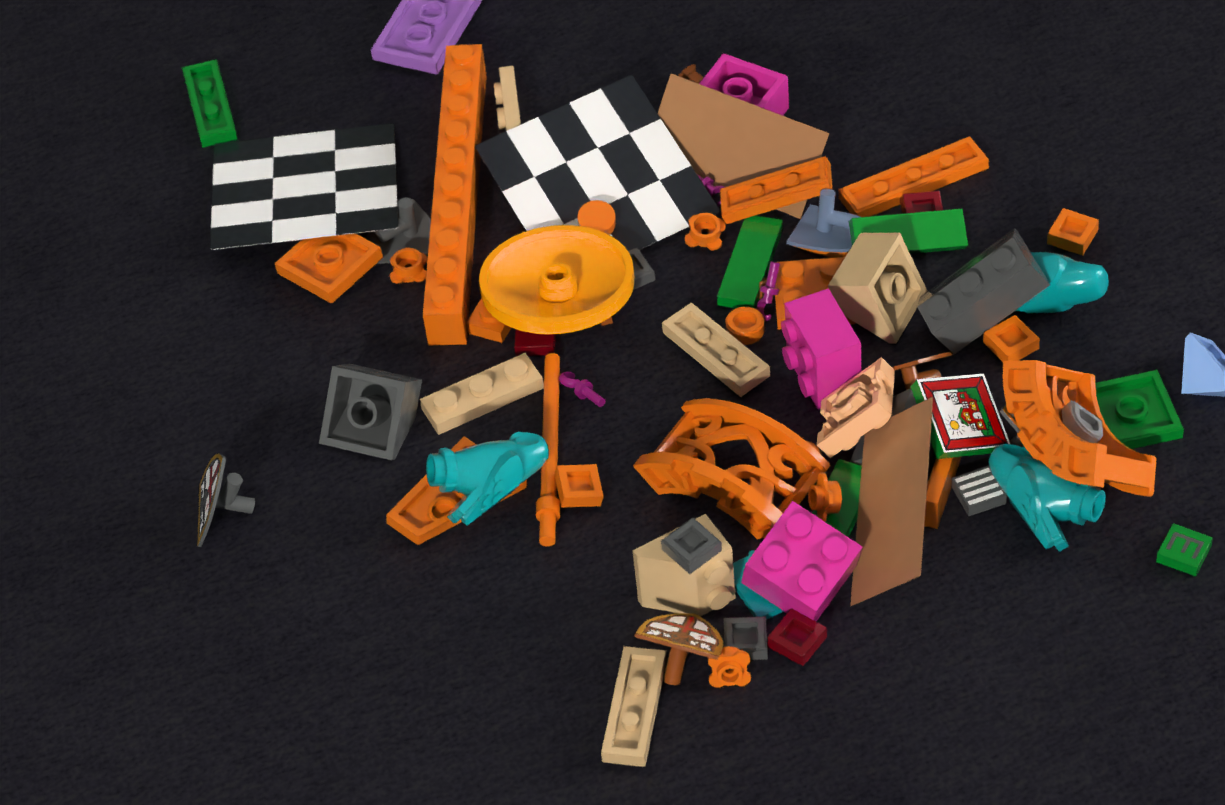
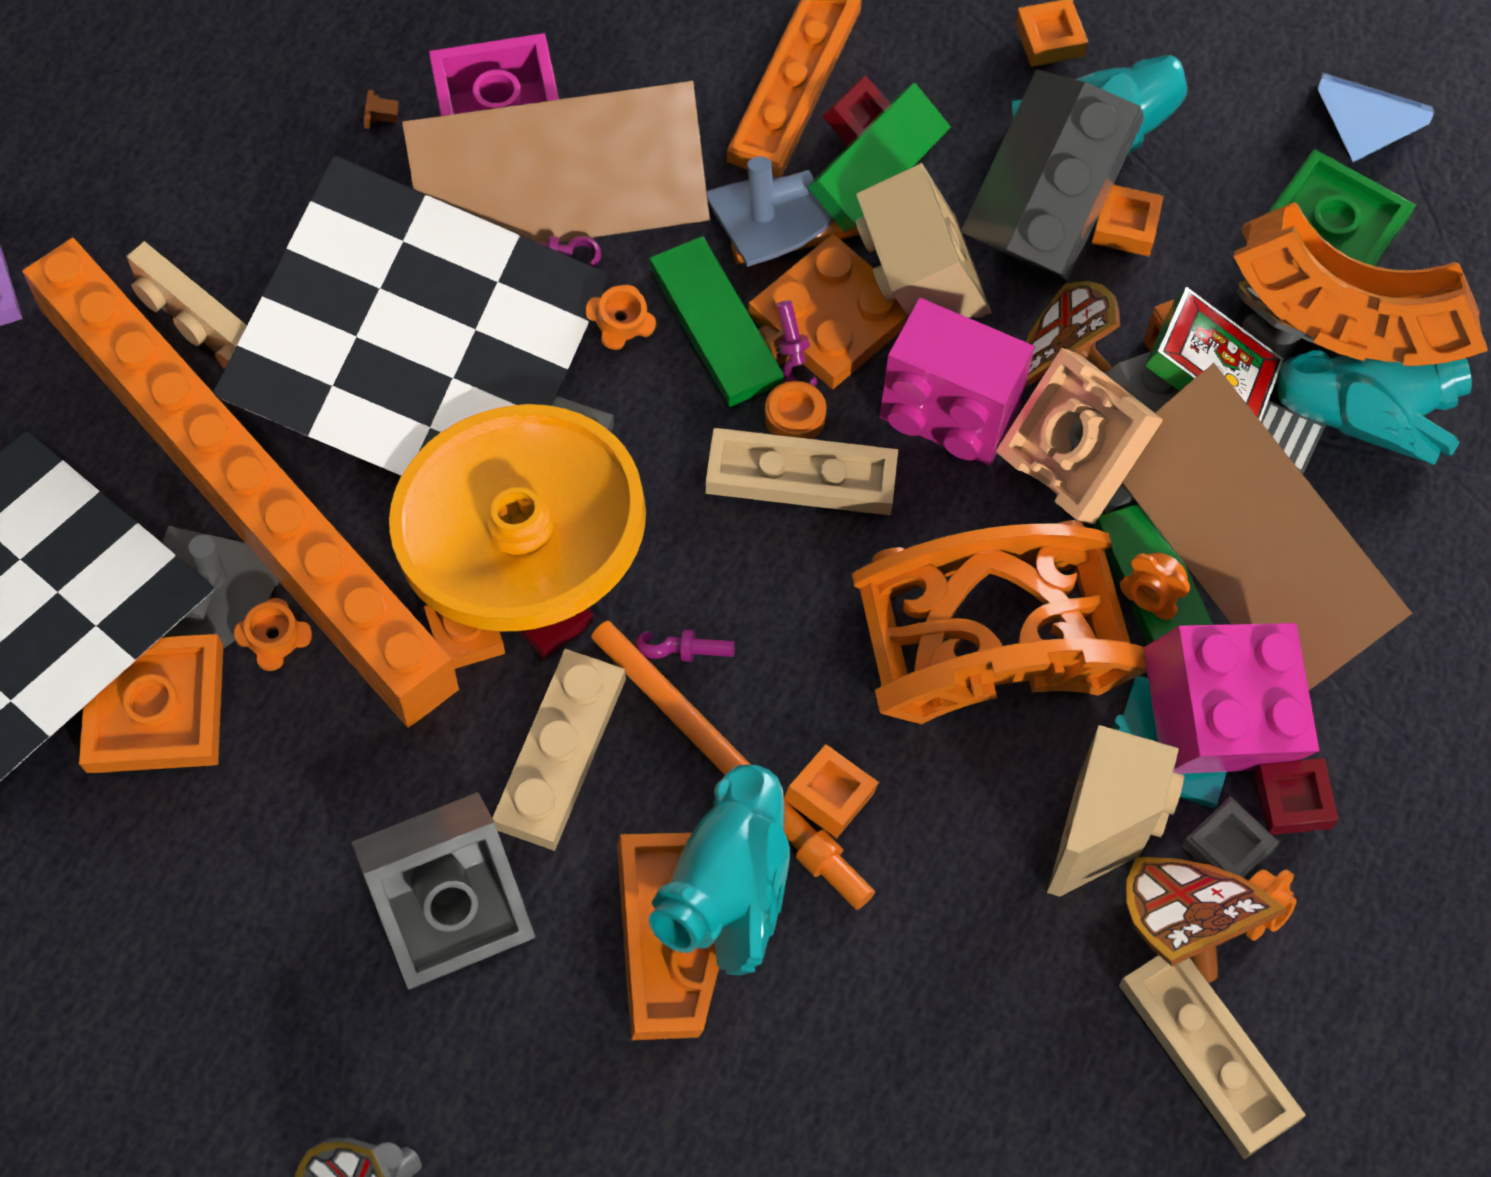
camera: 50 degrees left, 15 degrees up
(598, 216) = (473, 388): orange tile -> none
(691, 545) = (1138, 786): dark grey tile -> none
(775, 190) = (672, 201): orange tile -> none
(1082, 422) = (1353, 272): light grey tile -> none

